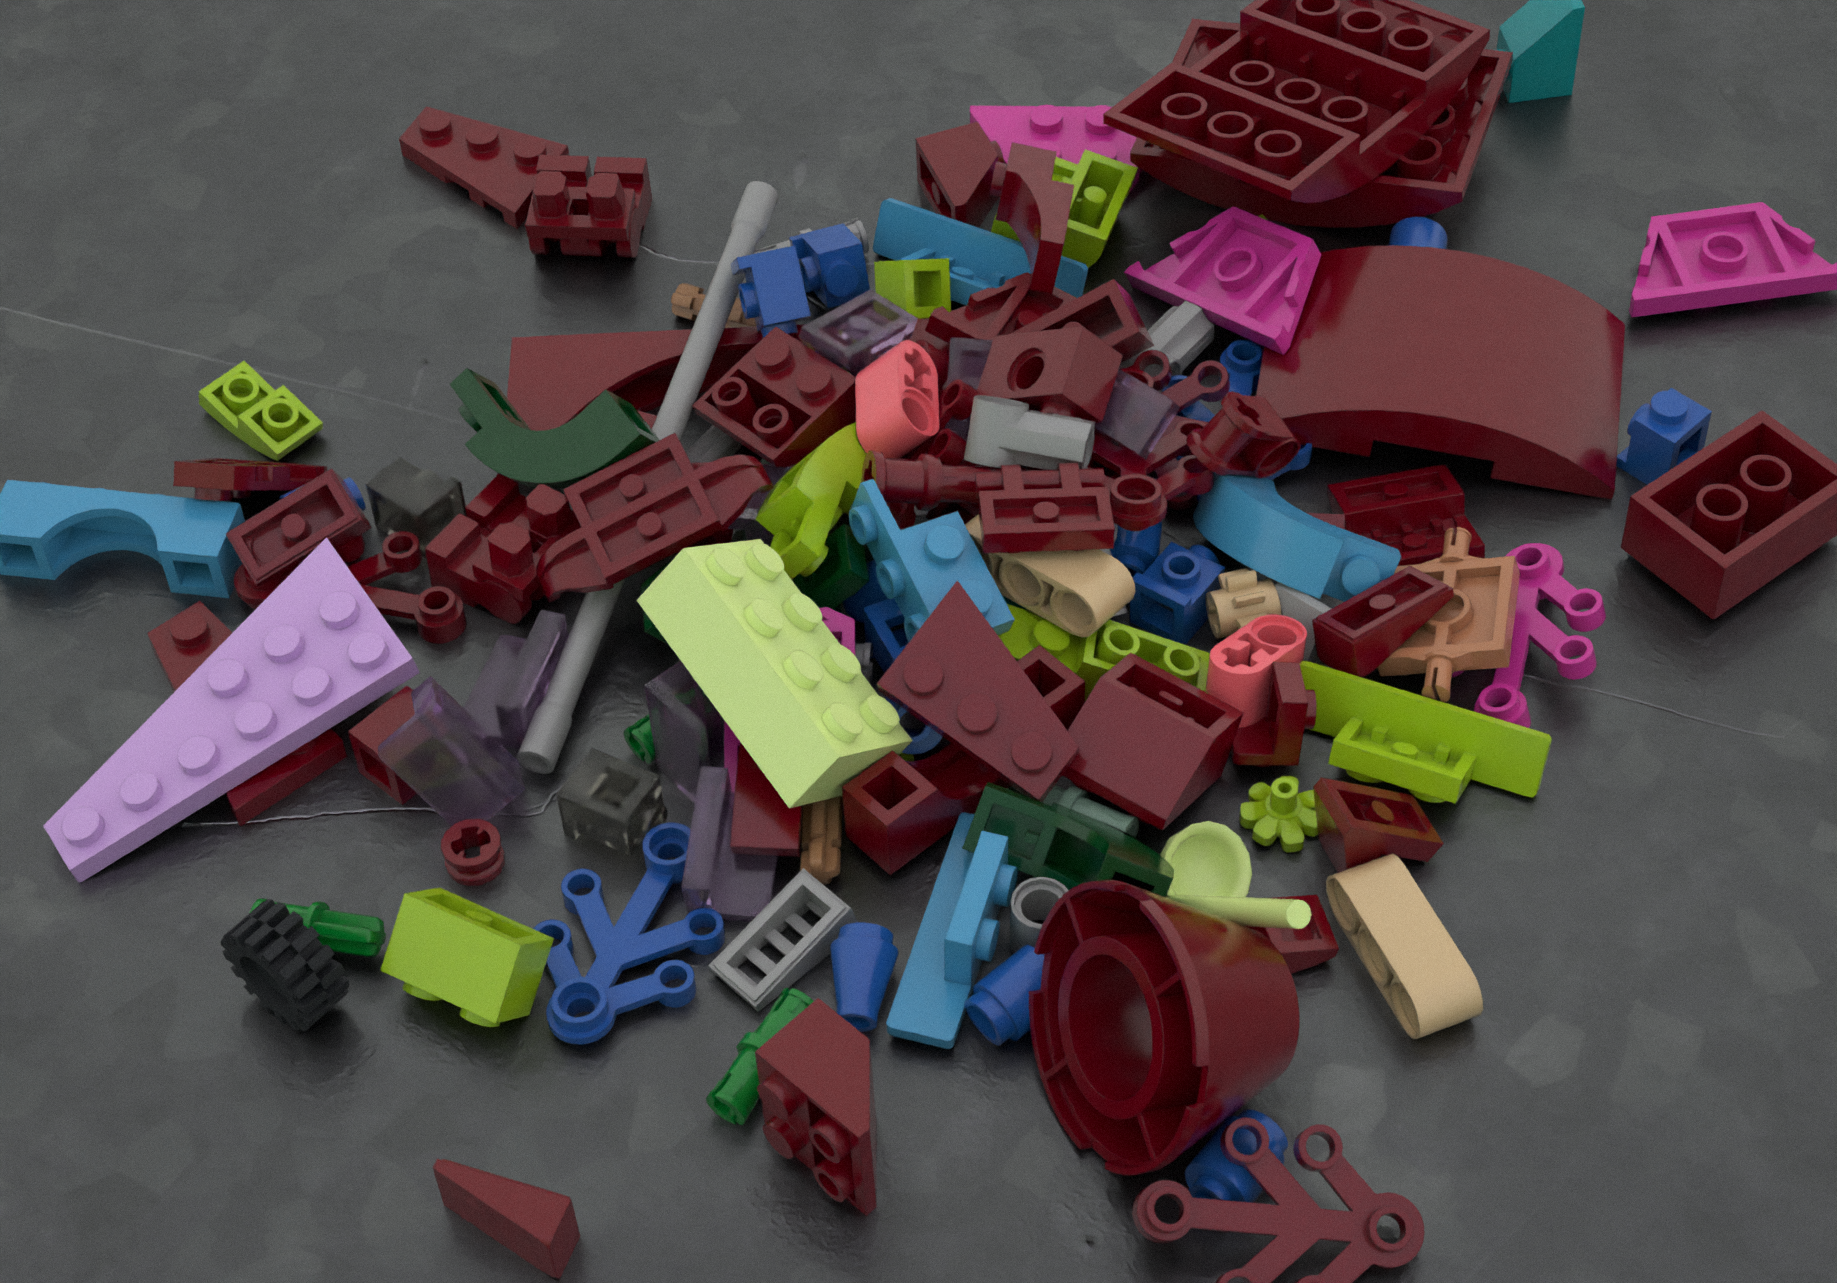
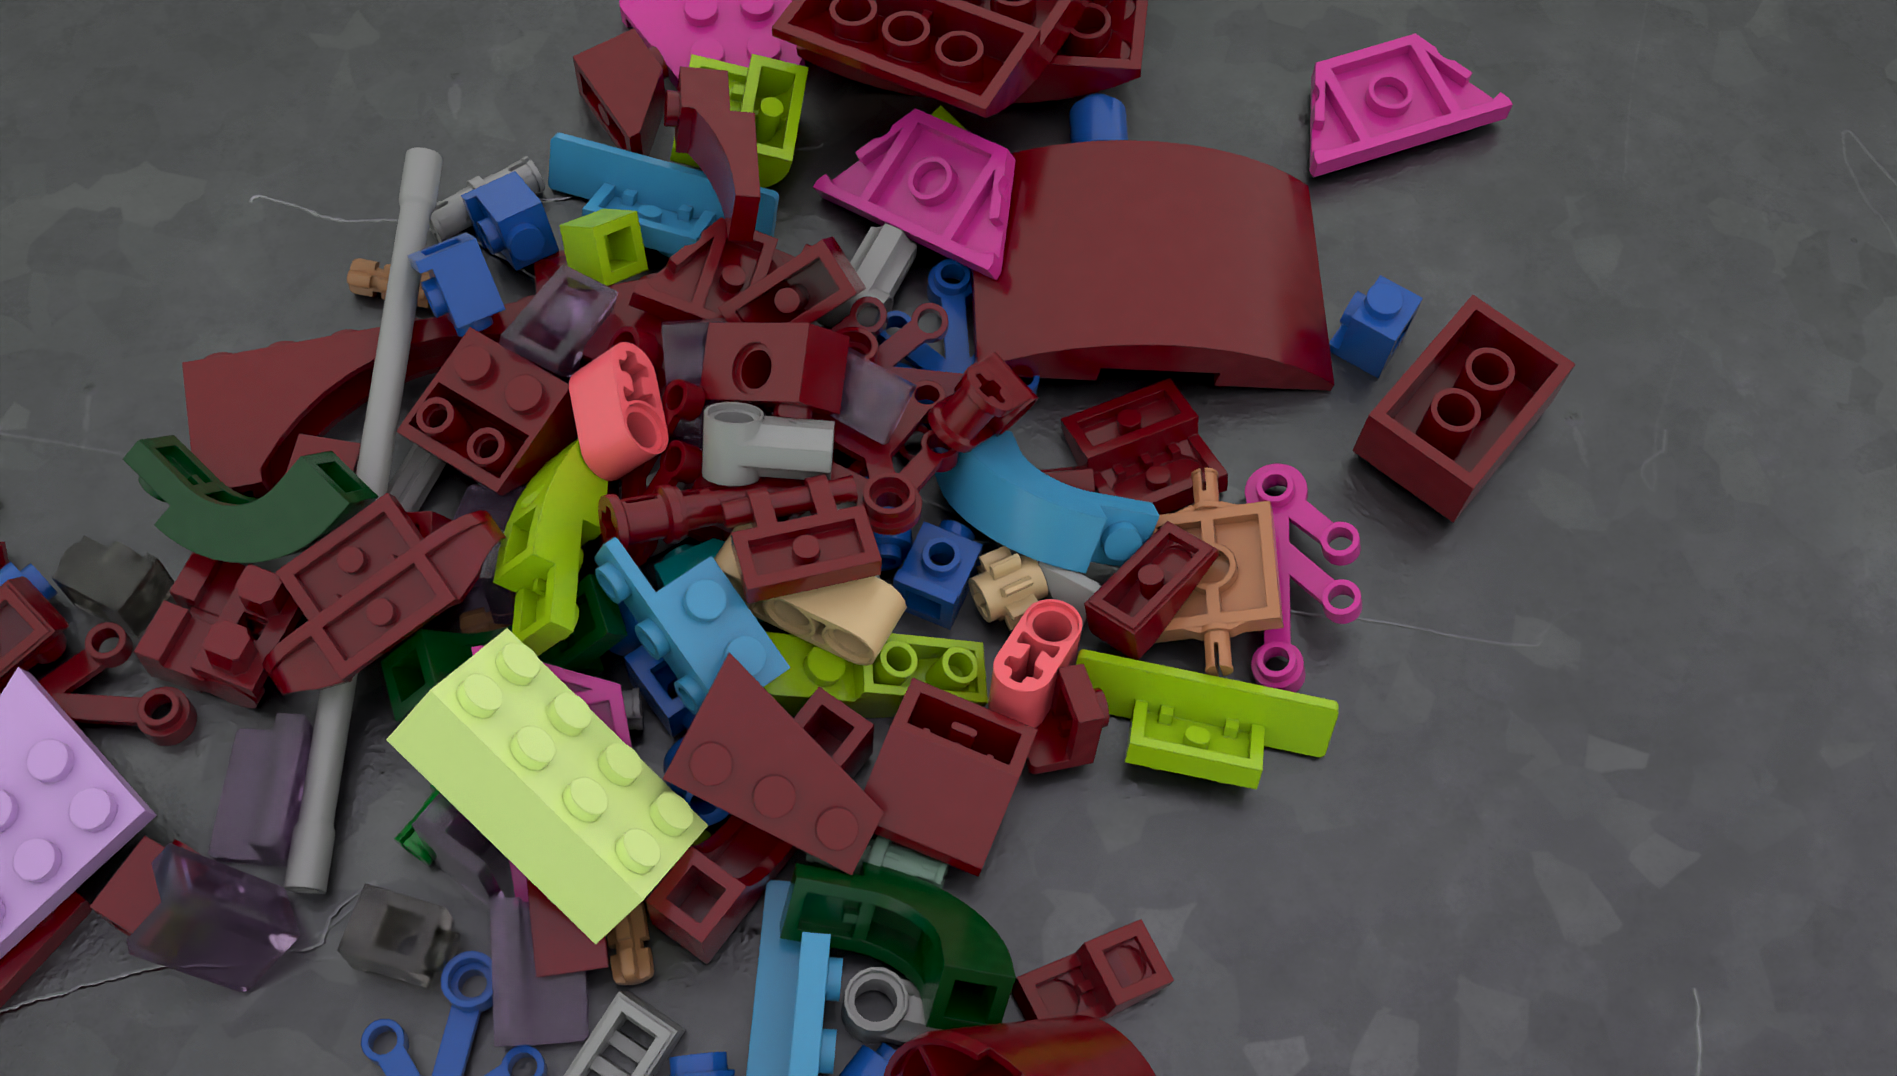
camera: 20 degrees left, 15 degrees up
(470, 834) = (236, 1010): dark red bush -> none
(484, 158) = (119, 123): dark red wing -> none
(588, 209) = (235, 177): dark red hips -> none
(1216, 876) = (1033, 919): yellowish green piece -> none
(1280, 813) = (1086, 819): lime plant -> none
(1365, 822) = (1183, 834): dark red slope -> none
(1404, 946) = (1237, 967): tan beam -> none

